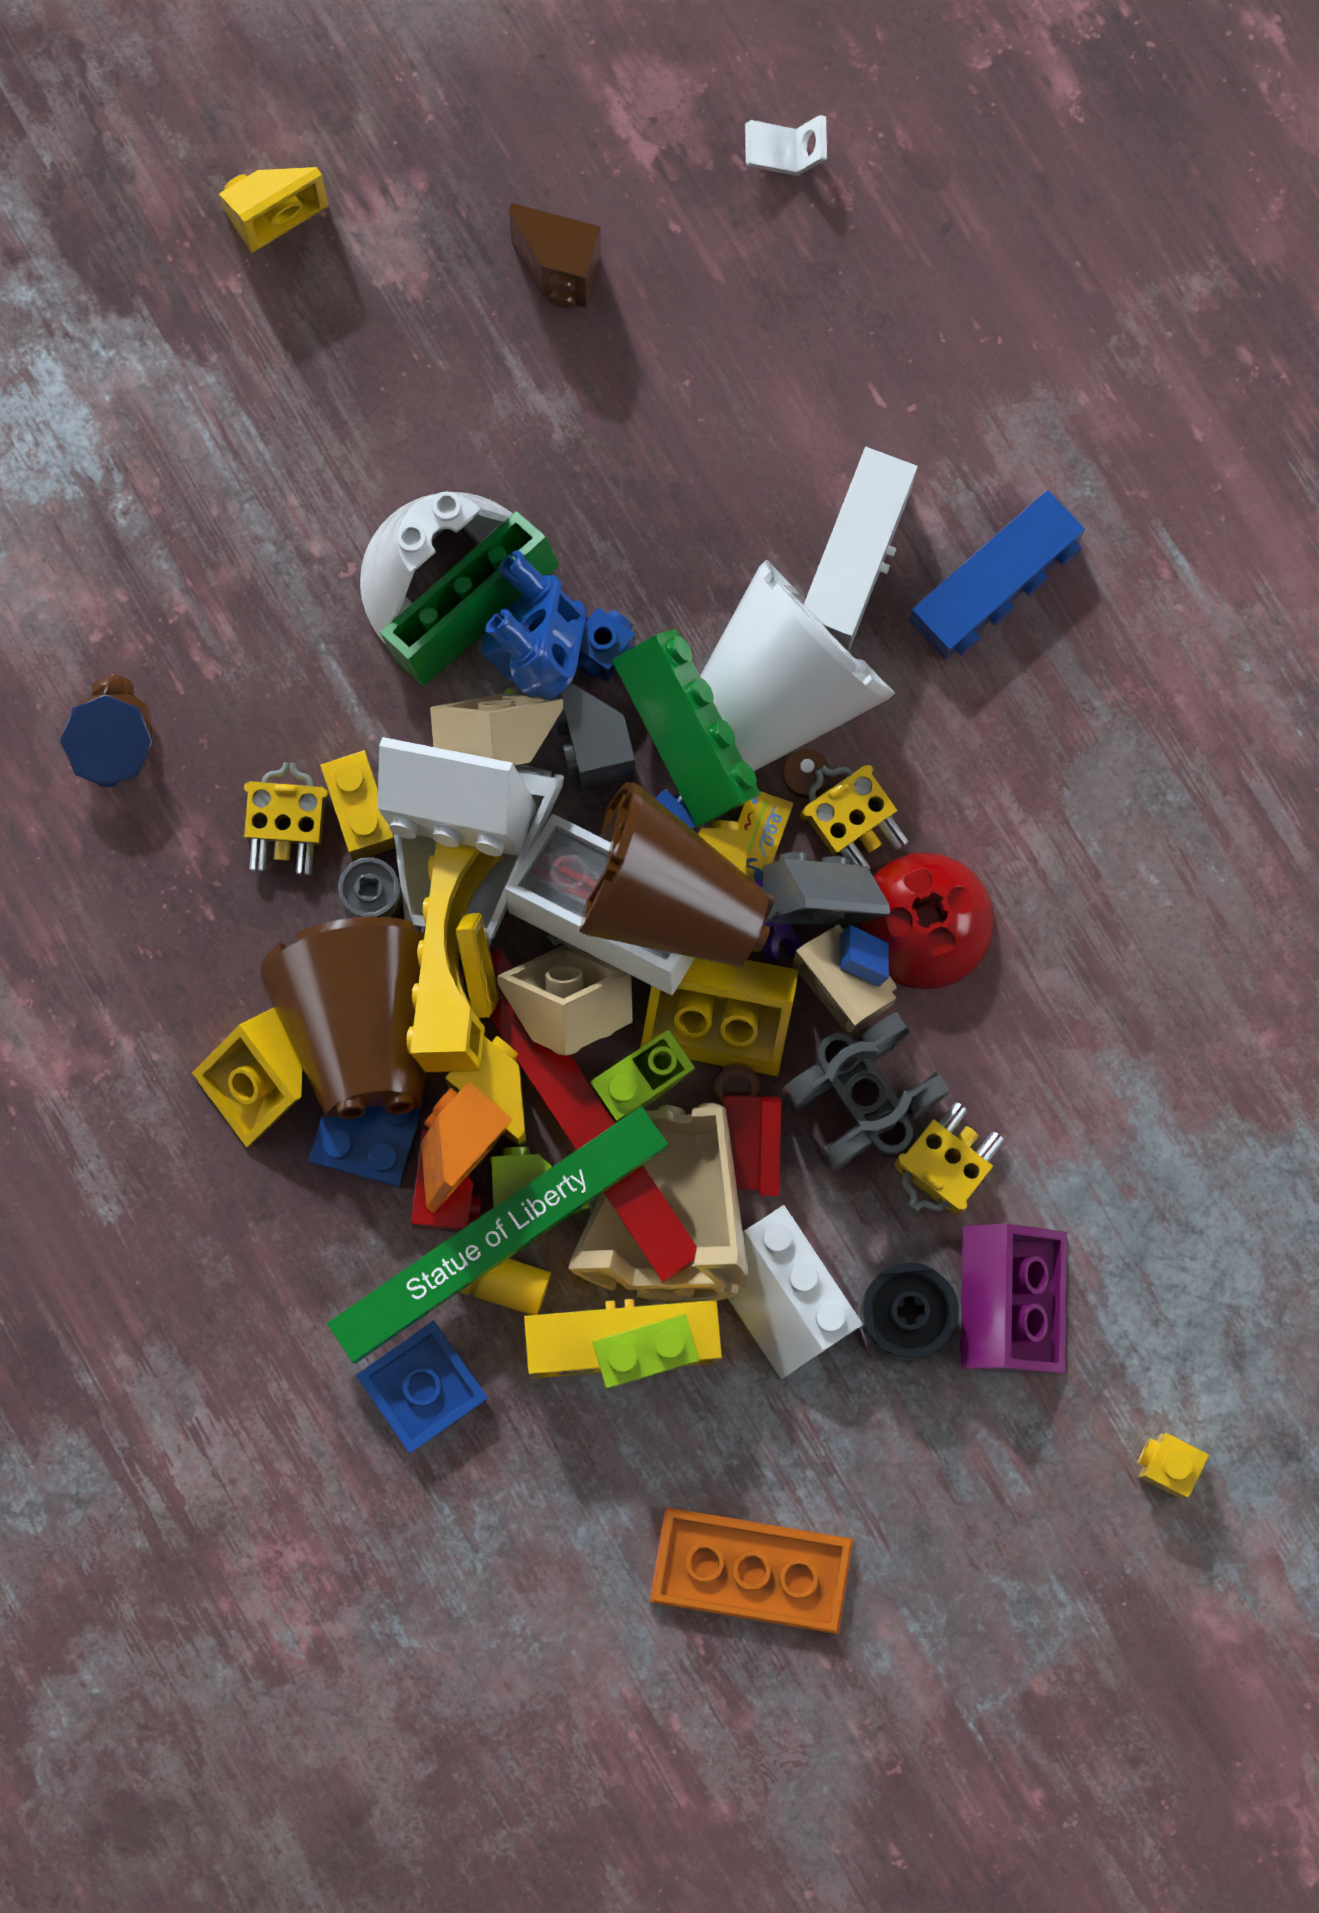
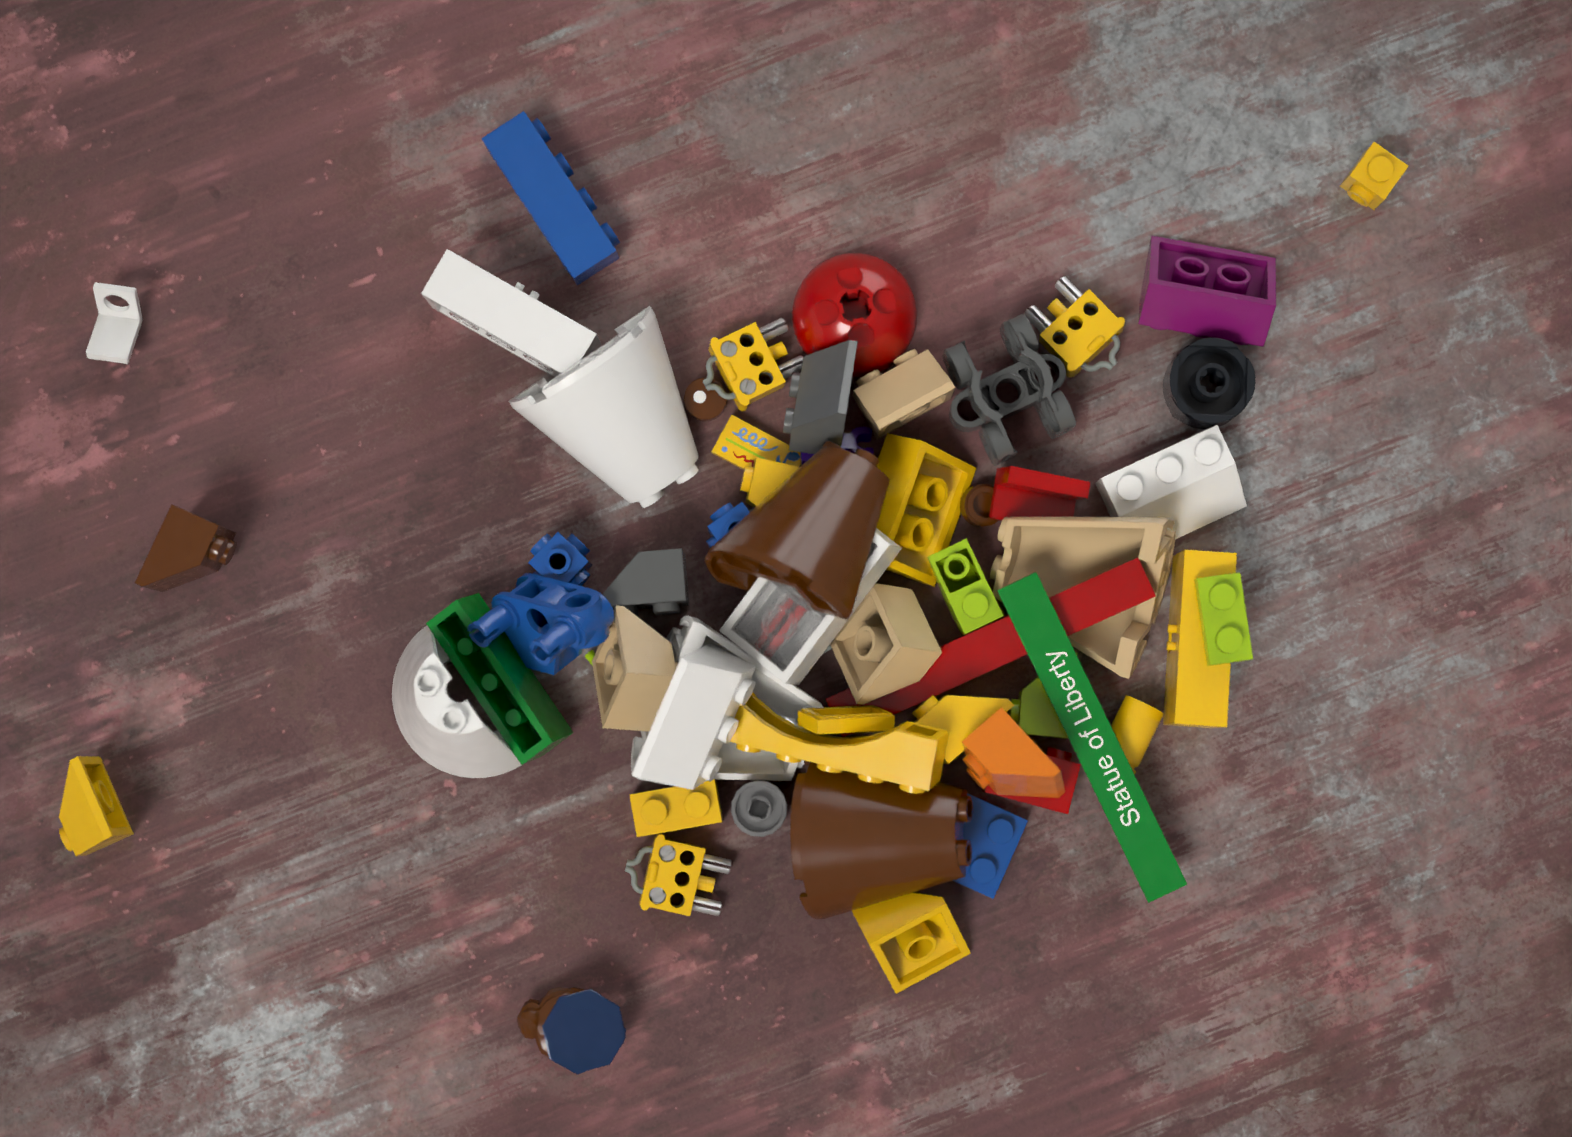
camera: 75 degrees left, 5 degrees up
(422, 1387) = (1210, 825): blue plate -> none
(686, 726) = (654, 497): green brick -> none
(751, 1570) = (1410, 558): orange tile -> none
(864, 956) = (888, 370): blue tile -> none

